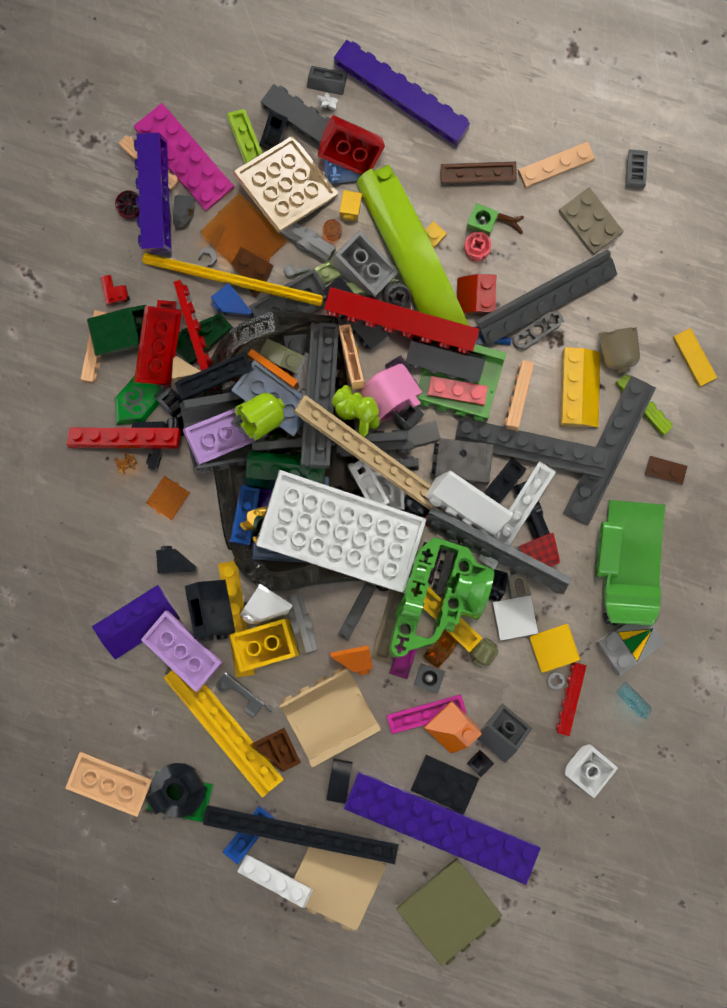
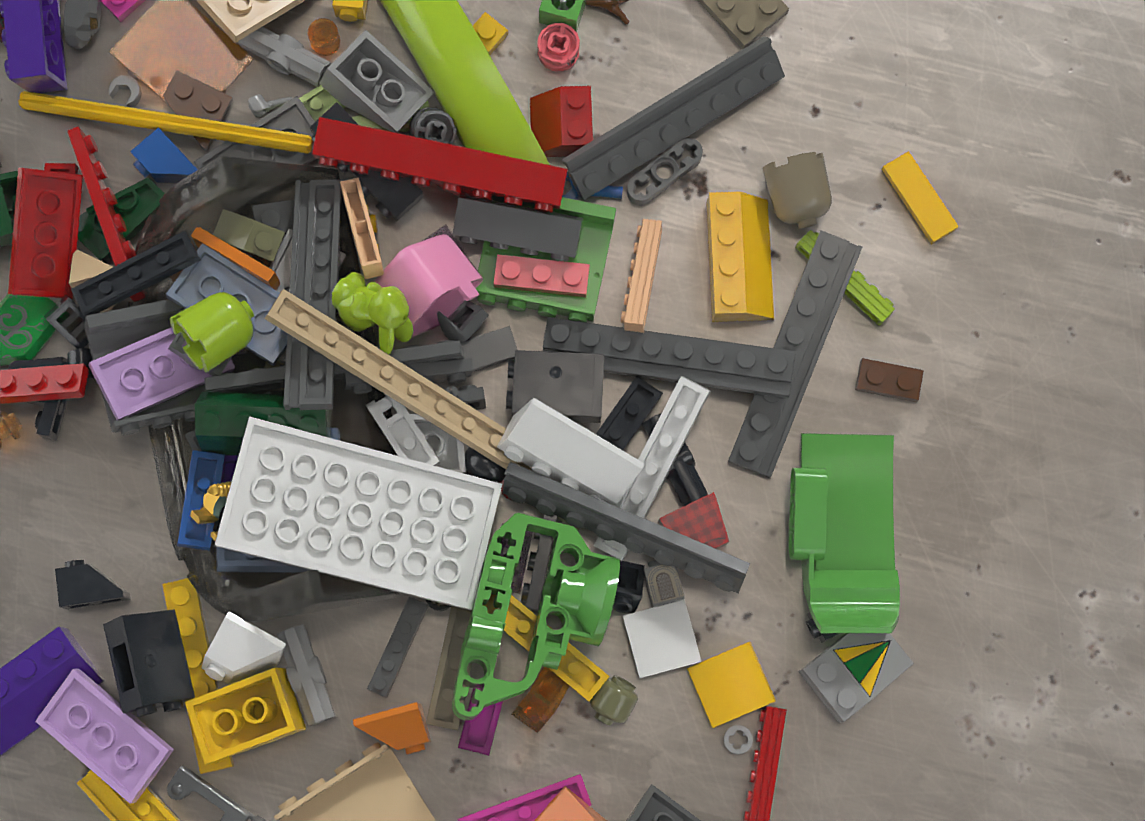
camera: 10 degrees left, 5 degrees down
(168, 497) = (75, 482): clear orange piece -> none
(429, 678) = (525, 750): dark grey piece -> none
(634, 700) = (870, 763): clear light blue slope -> none

